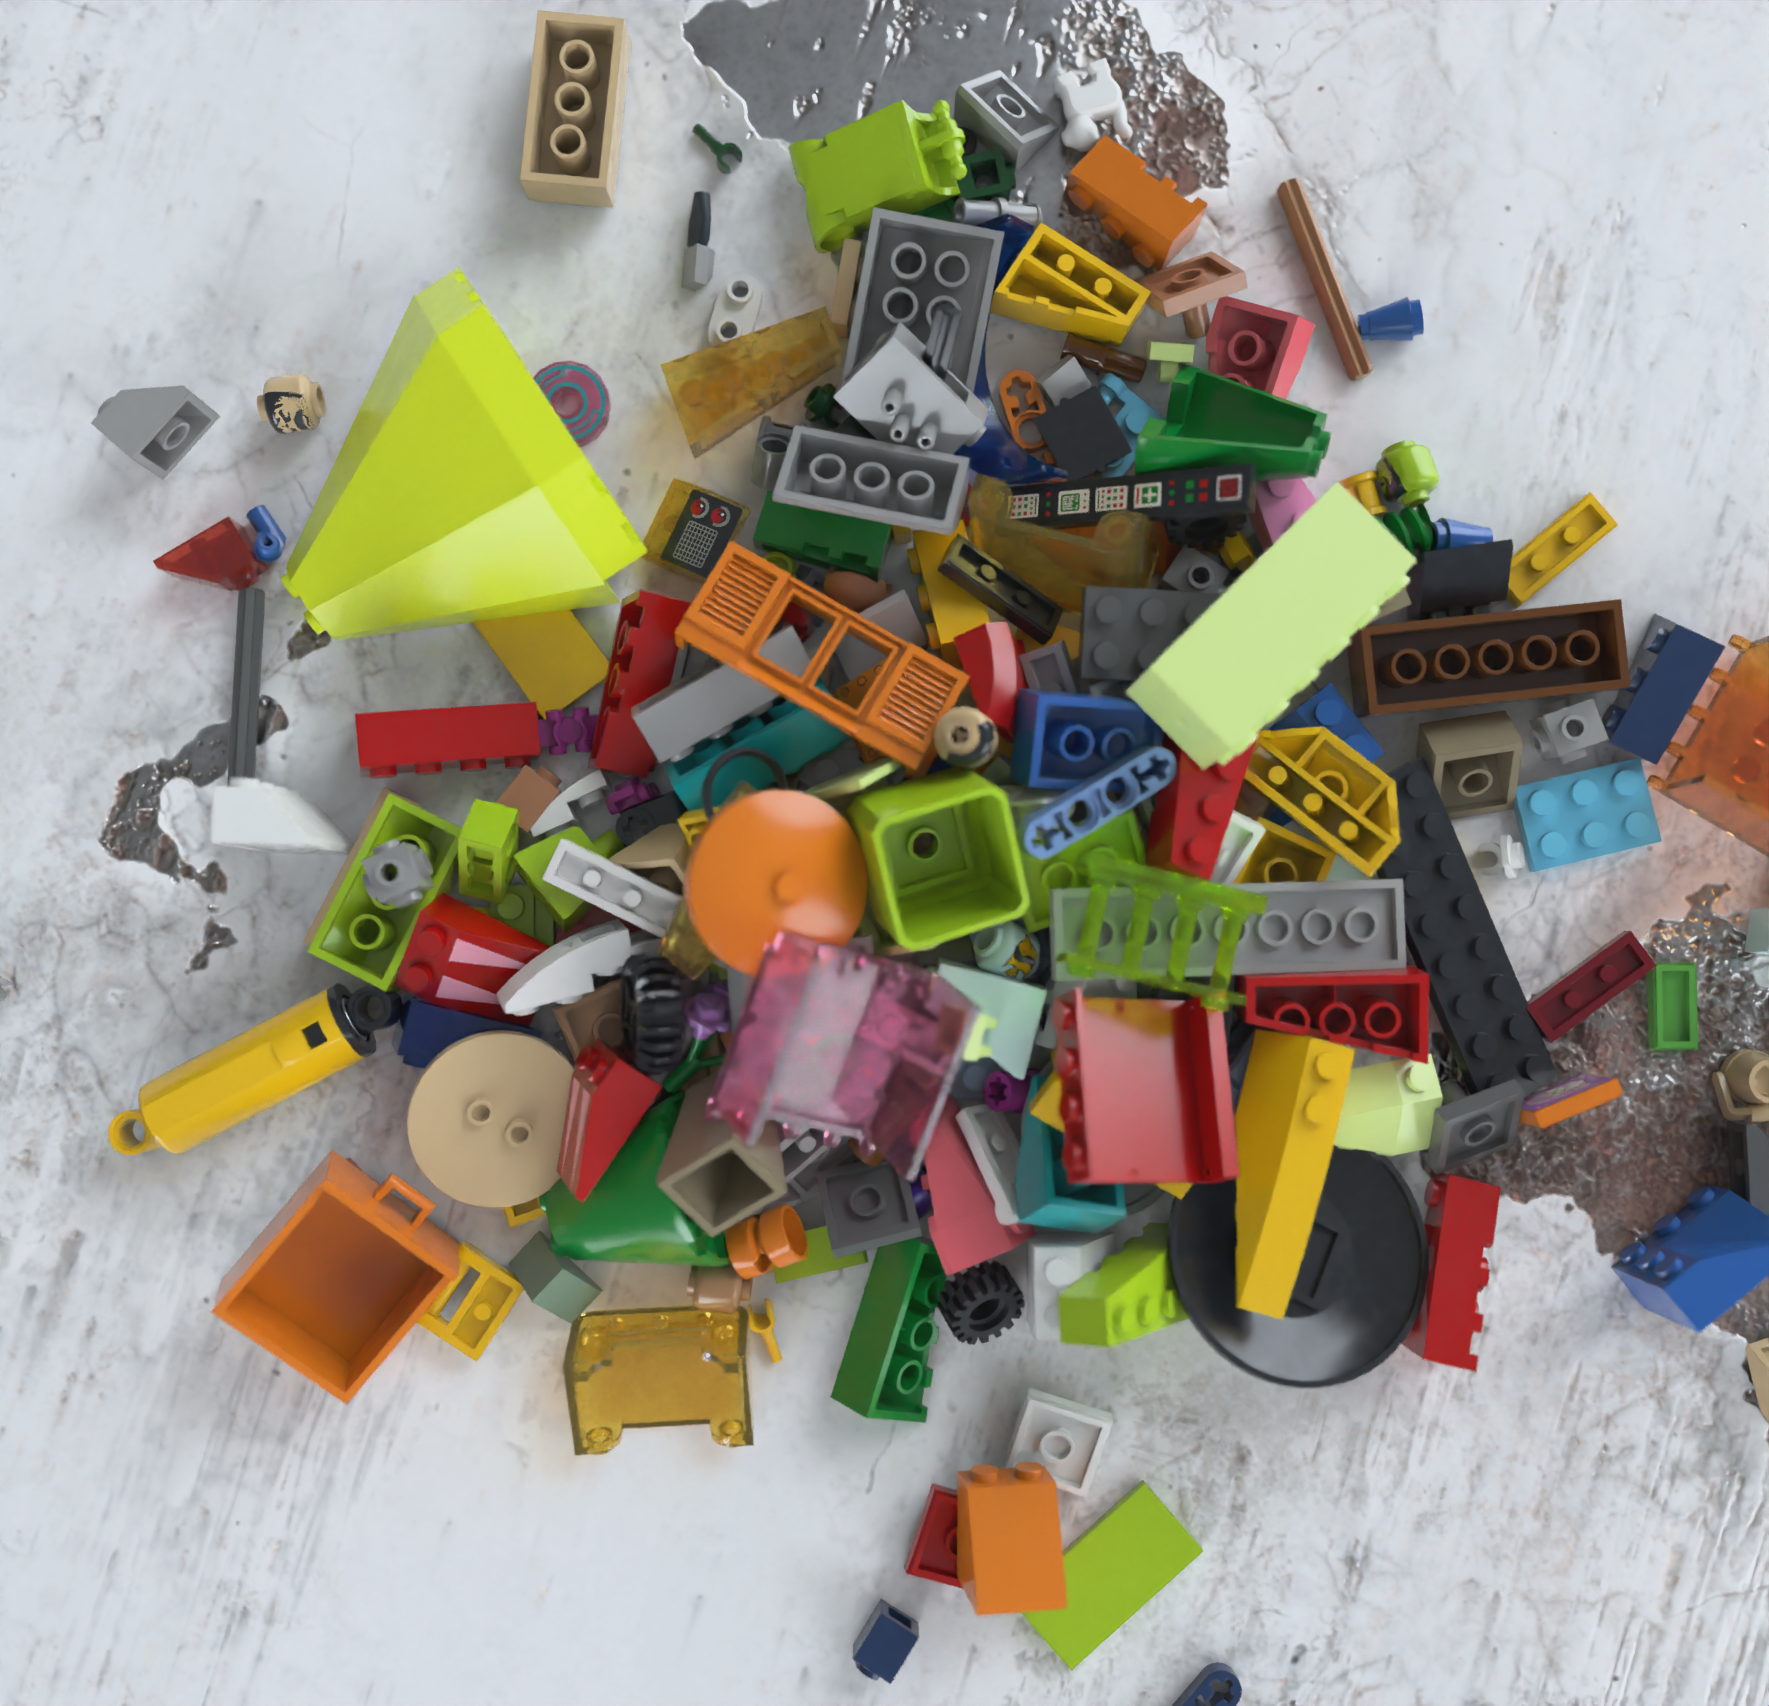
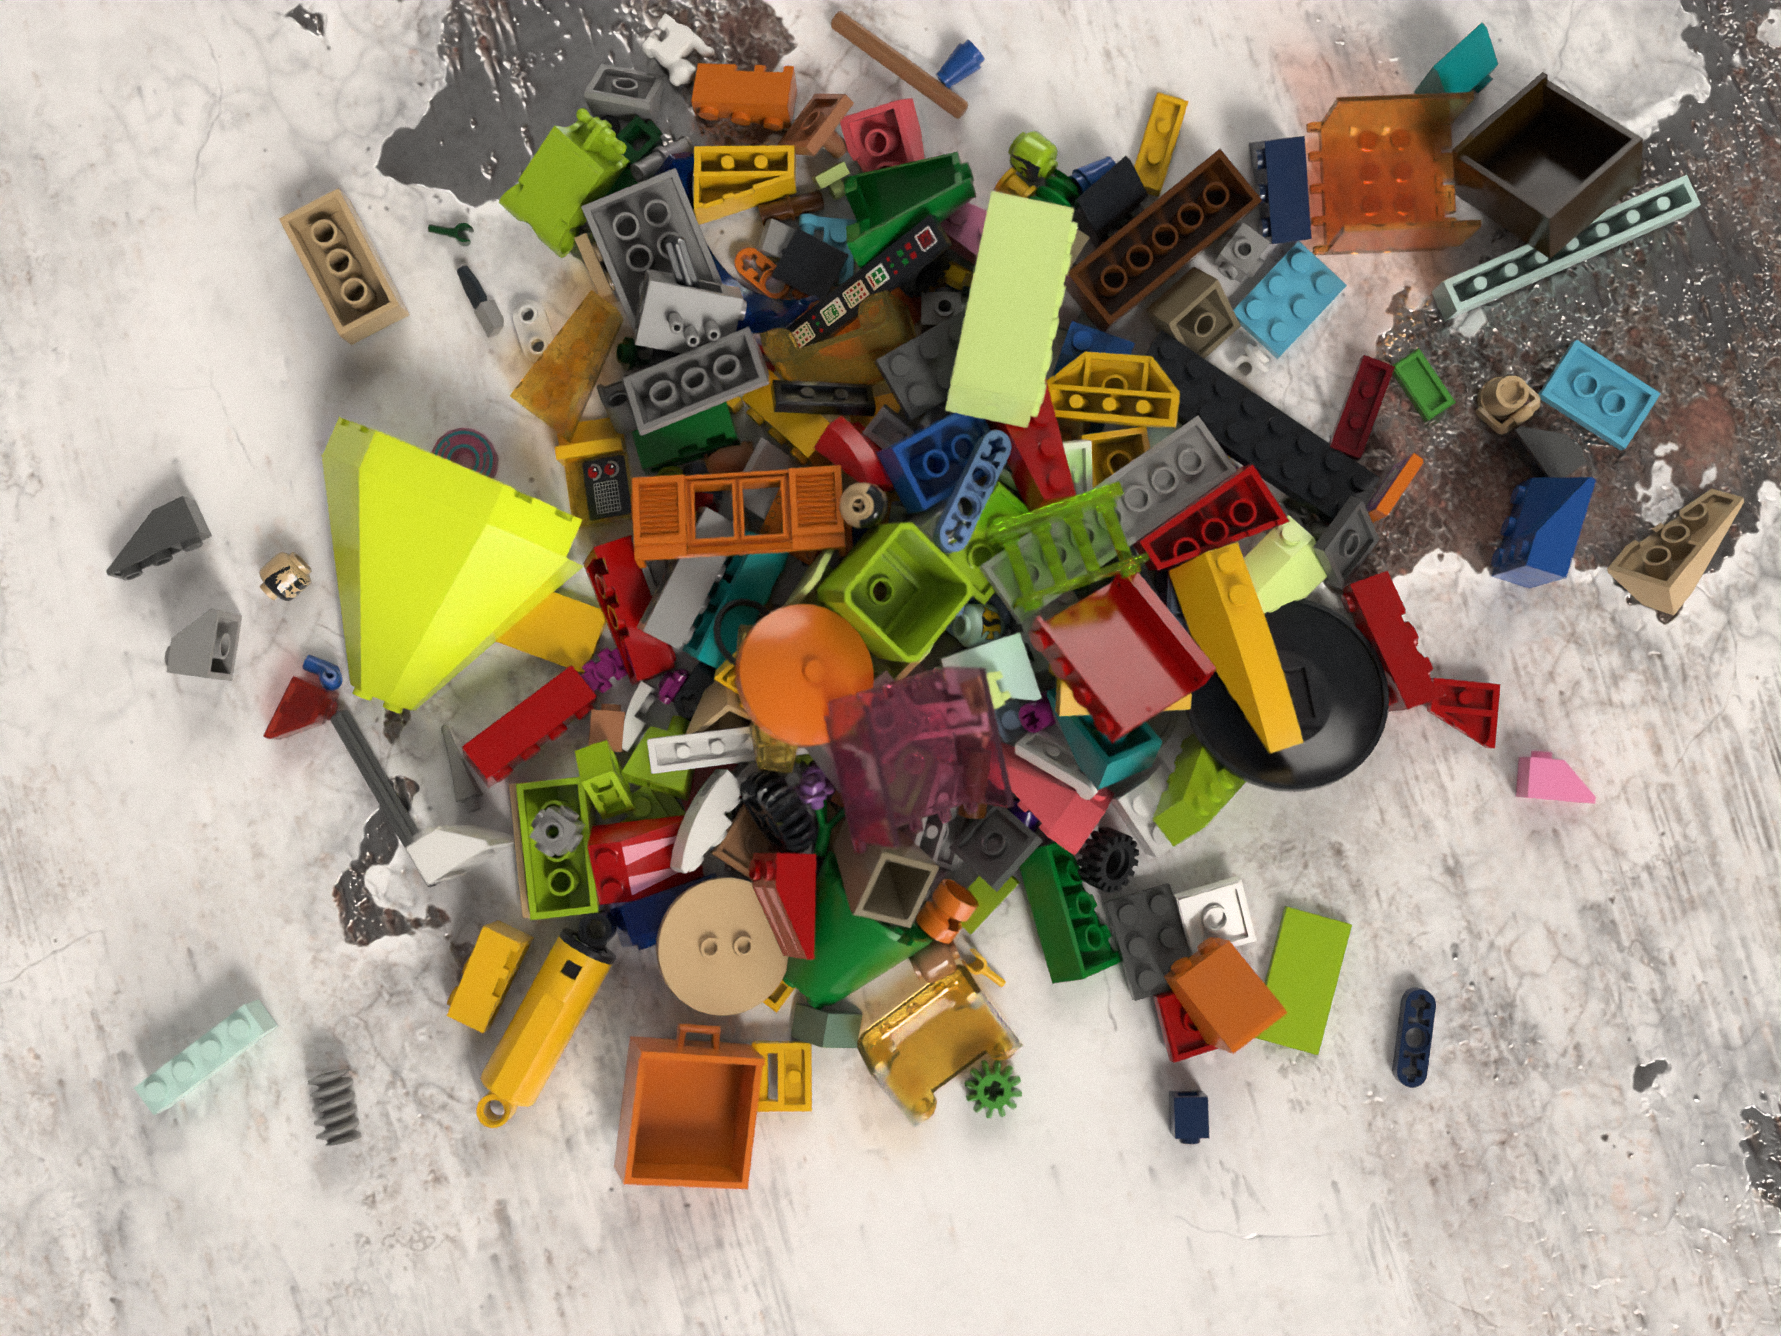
camera: 30 degrees left, 0 degrees up
(190, 272) = (162, 534): none -> dark grey slope
(225, 980) = (488, 975): none -> yellow wedge
(336, 756) = (464, 784): none -> light grey piece
(694, 1483) = (1001, 1096): none -> bright green gear
(717, 470) = (590, 440): none -> yellow panel
(968, 1416) = (1147, 938): none -> dark grey plate
(1491, 1399) = (1469, 708): none -> red wing
(1529, 1537) = (1550, 780): none -> bright pink slope

